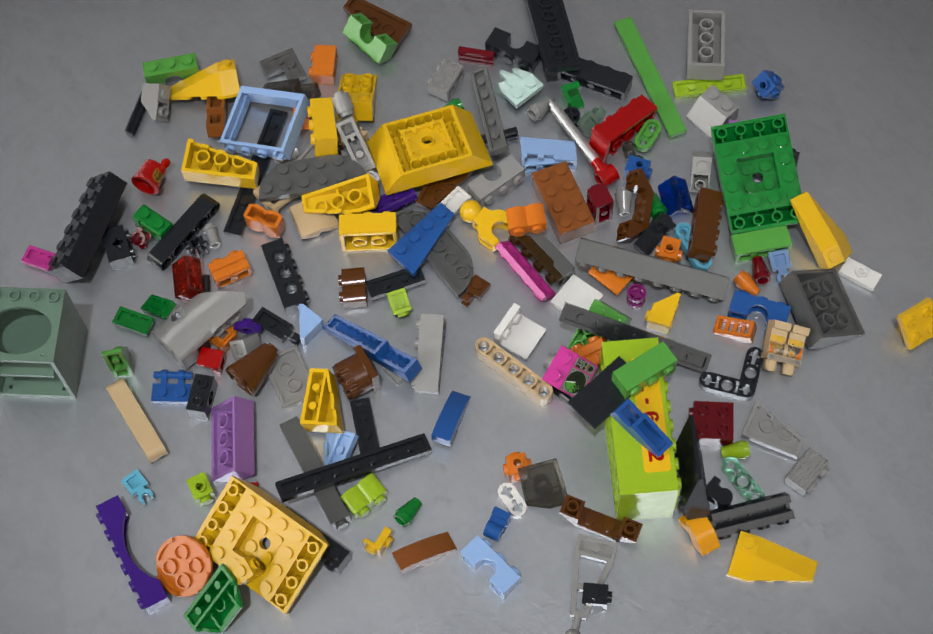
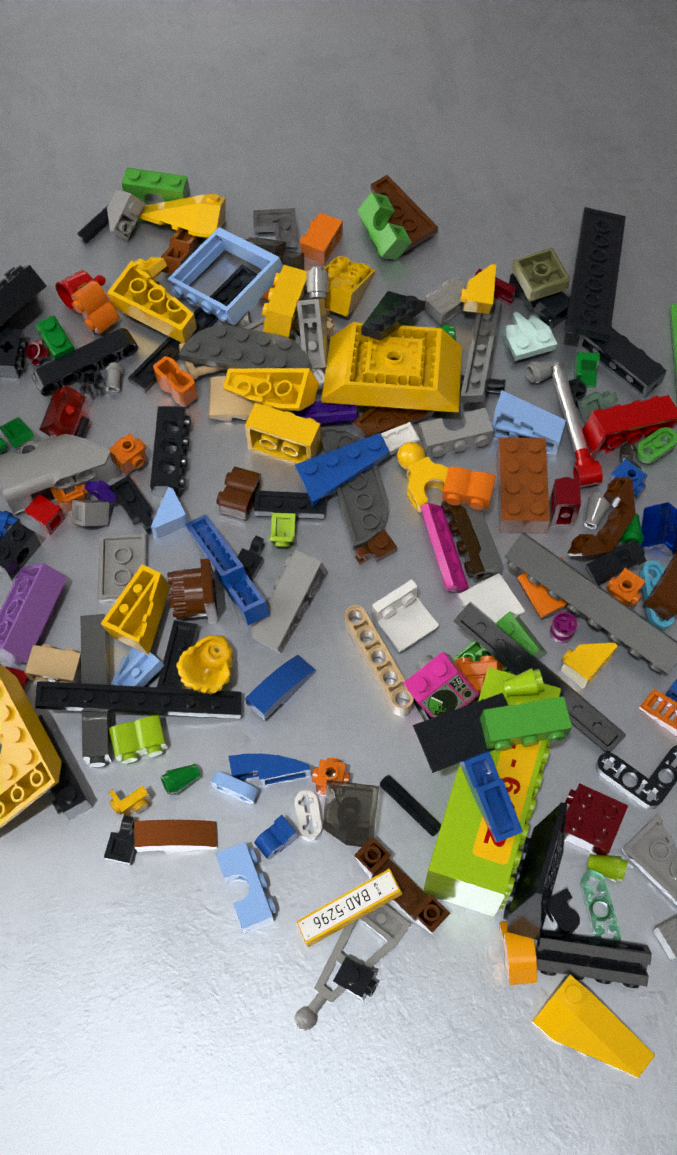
camera: 20 degrees right, 0 degrees up
(172, 185) = (95, 307): none -> orange brick
(202, 135) = (151, 266): none -> yellow plate
(229, 269) = (113, 420): orange brick -> none
(253, 368) = (83, 539): reddish brown cone -> none
(255, 289) = (128, 453): none -> orange brick
(275, 468) = (53, 664): none -> tan brick
(385, 332) = (251, 558): none -> black plate
(388, 574) = (122, 845): none -> black plate
(394, 425) = (204, 666): none -> yellow piece
(408, 107) = (391, 314): none -> black wing
(450, 502) = (234, 787): none -> light blue beam
(468, 479) = (268, 768): none -> blue slope
(469, 65) = (479, 291): none -> yellow slope
(509, 35) = (540, 274): none -> olive brick
(570, 550) = (349, 907): none -> tile
(582, 464) = (410, 805): none -> black axle
(632, 343) = (526, 683): none -> lime cone

